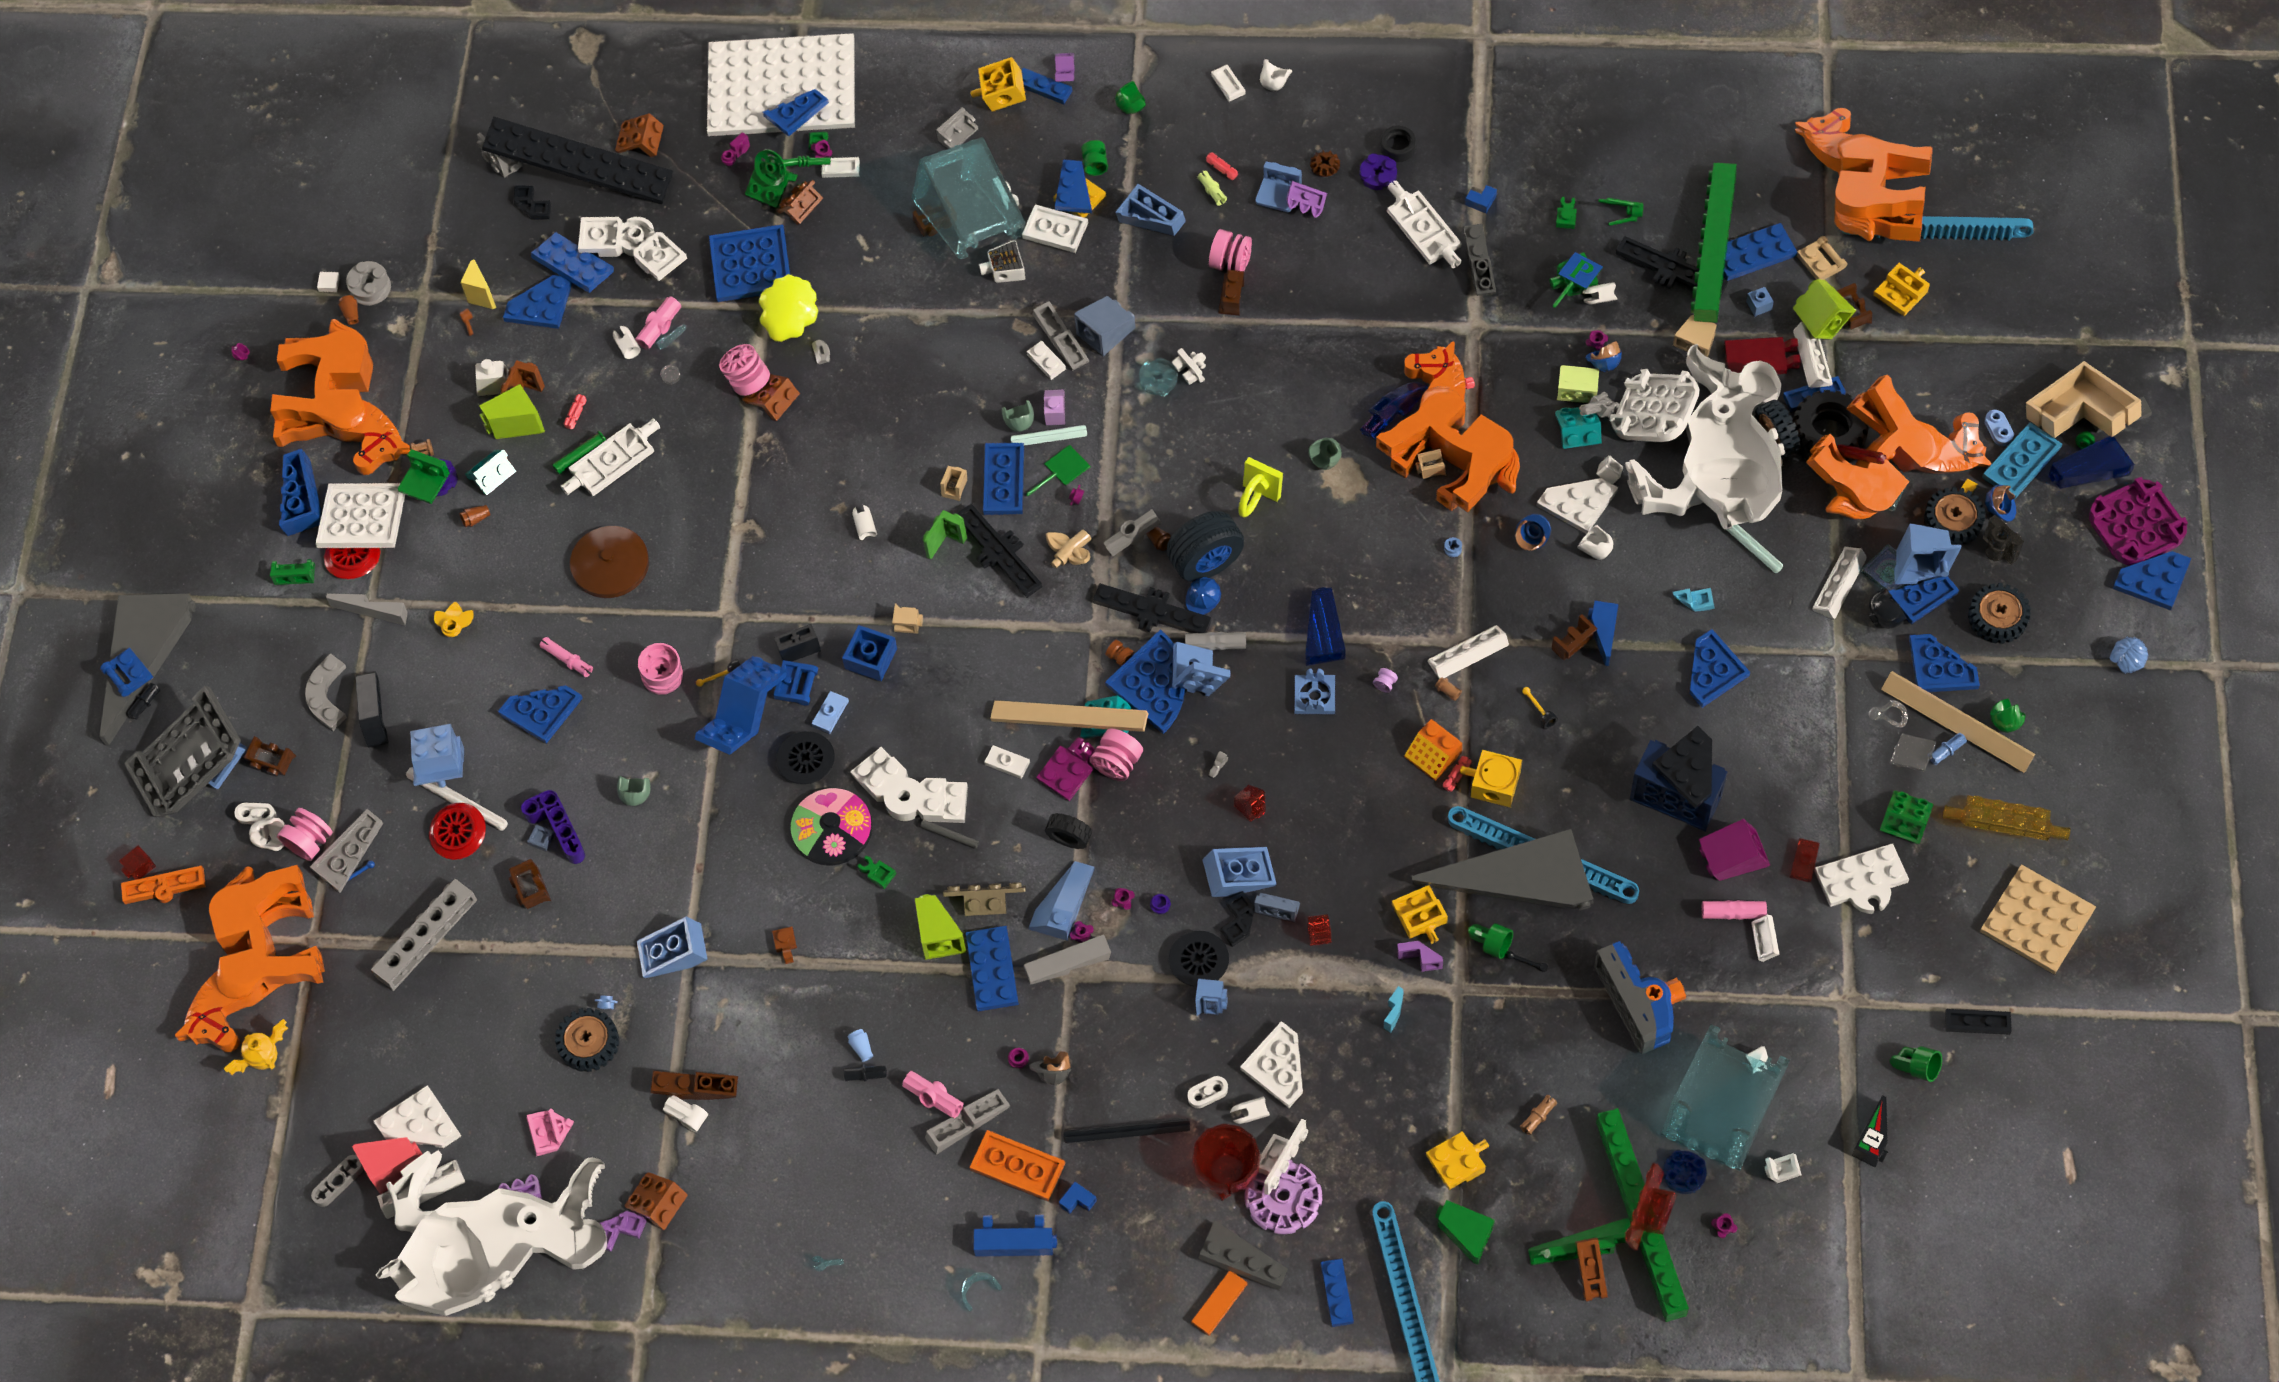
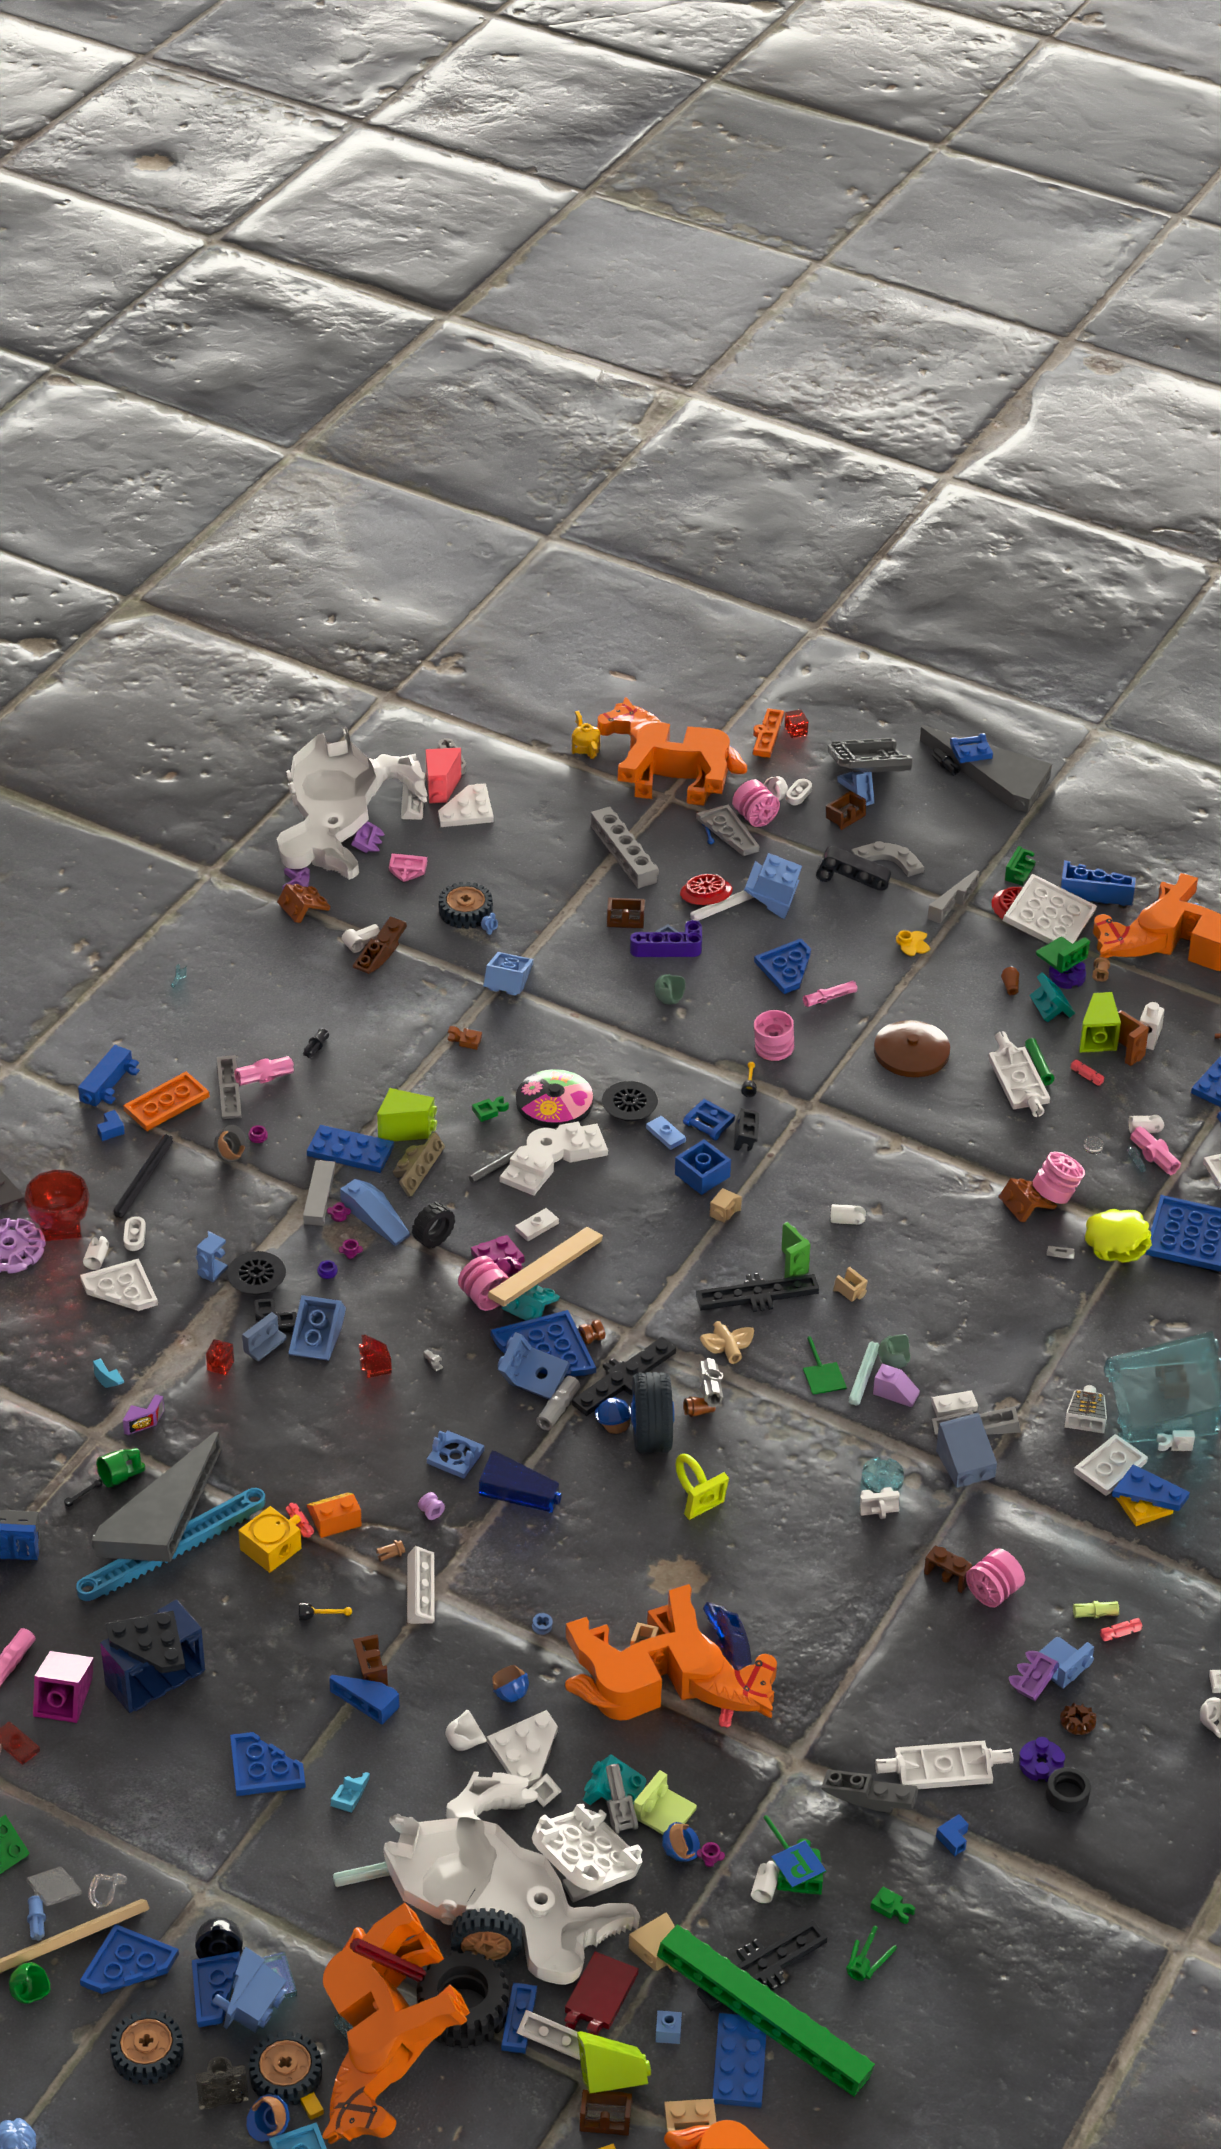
camera: 110 degrees right, 20 degrees down
(741, 705) = (708, 1066): blue bracket -> none
(859, 1042) = (342, 1048): light blue cone -> none
(979, 1276) = (85, 1037): clear light blue helmet -> none
(1003, 478) = (834, 1323): blue plate -> none
(1076, 495) = (782, 1365): magenta plate -> none
(1094, 158) = (1175, 1521): green wheel -> none
(1150, 212) = (1087, 1540): medium blue wedge -> none
(1277, 1155) = (41, 1247): white bracket -> none
(1325, 453) = (708, 1563): sand green hair -> none
(1420, 913) = (181, 1432): yellow plate -> none
(1840, 582) = (284, 1928): white slope -> none

